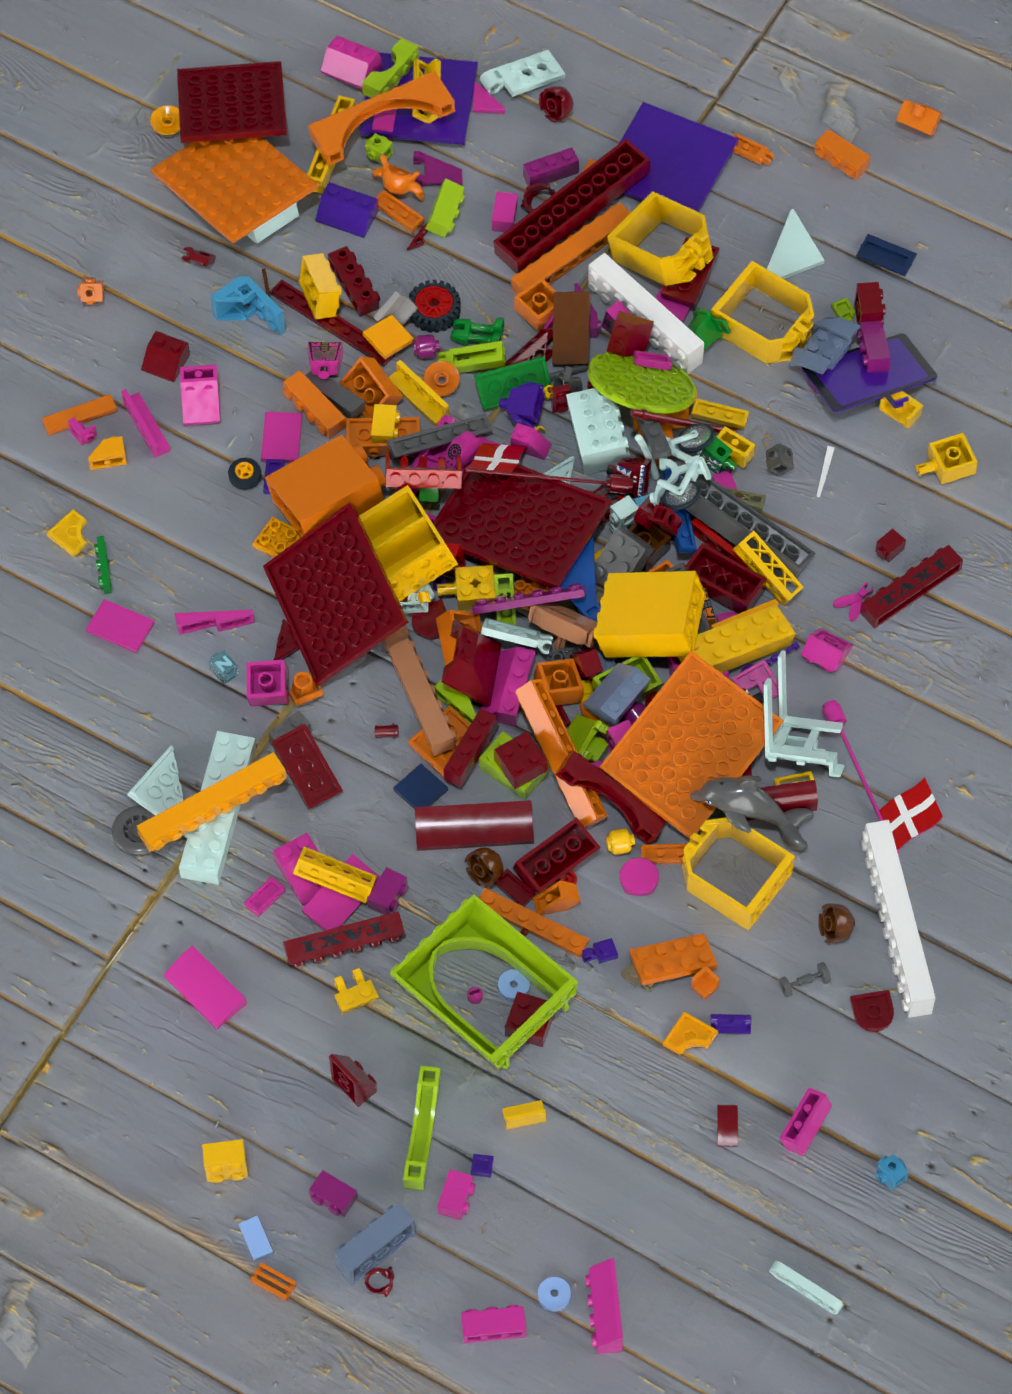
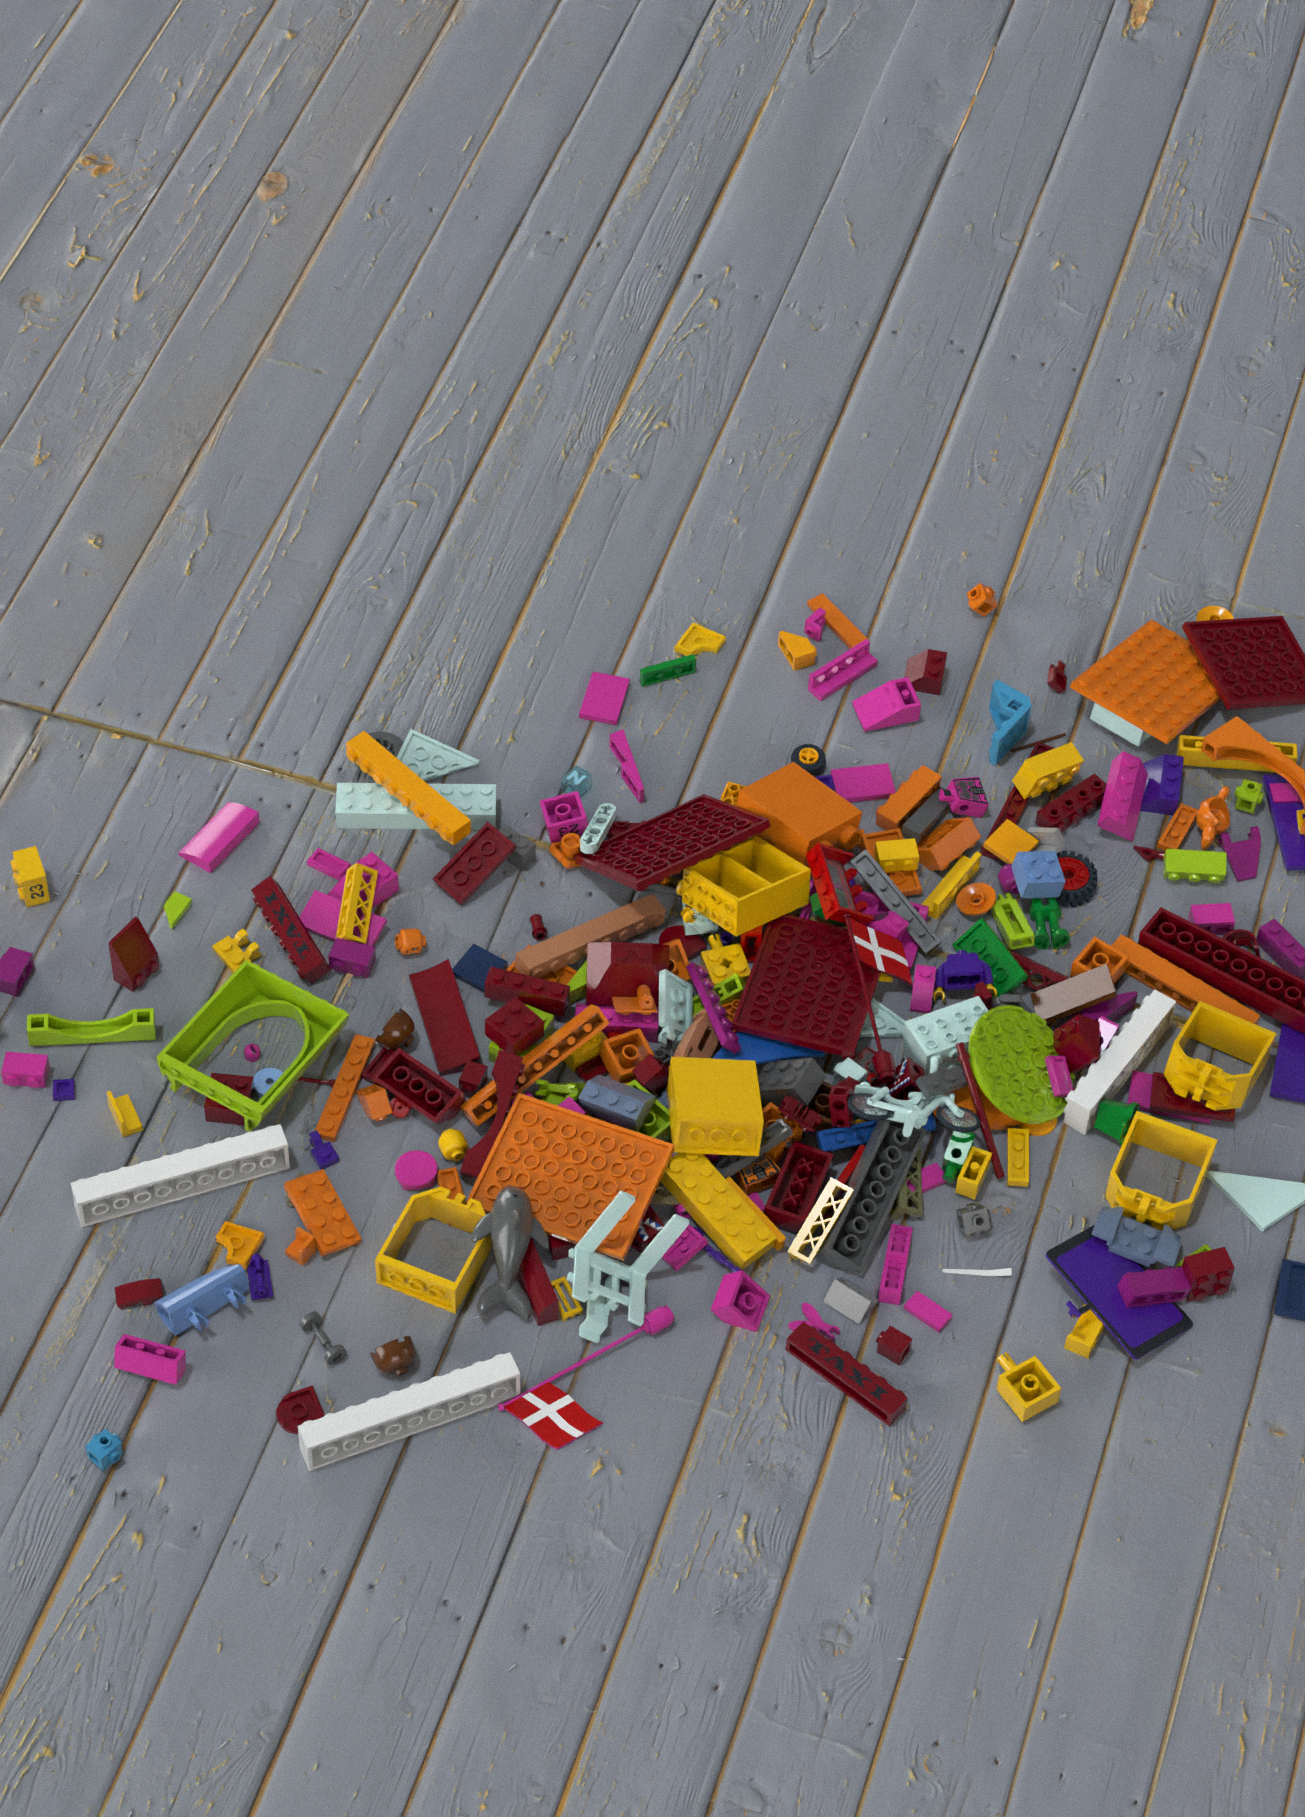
camera: 75 degrees right, 10 degrees down
(285, 1039) = (176, 907): none -> lime tile
(290, 654) = (600, 825): none -> light aqua beam
(360, 239) = (1123, 796): none -> dark pink slope
(380, 839) = (410, 941): none -> orange head
(439, 320) = (1038, 874): none -> medium blue brick
(508, 661) = (642, 1003): none -> orange hinge
(550, 813) = (473, 1078): none -> dark red brick
(612, 1070) = (180, 1175): none -> white brick
(665, 555) = (788, 1111): none -> dark red hinge
(749, 1082) = (202, 1297): none -> medium blue piece
(801, 526) = (895, 1264): none -> dark pink slope
(838, 568) = (849, 1299): none -> light grey panel
(858, 515) = (928, 1311): none -> dark pink tile

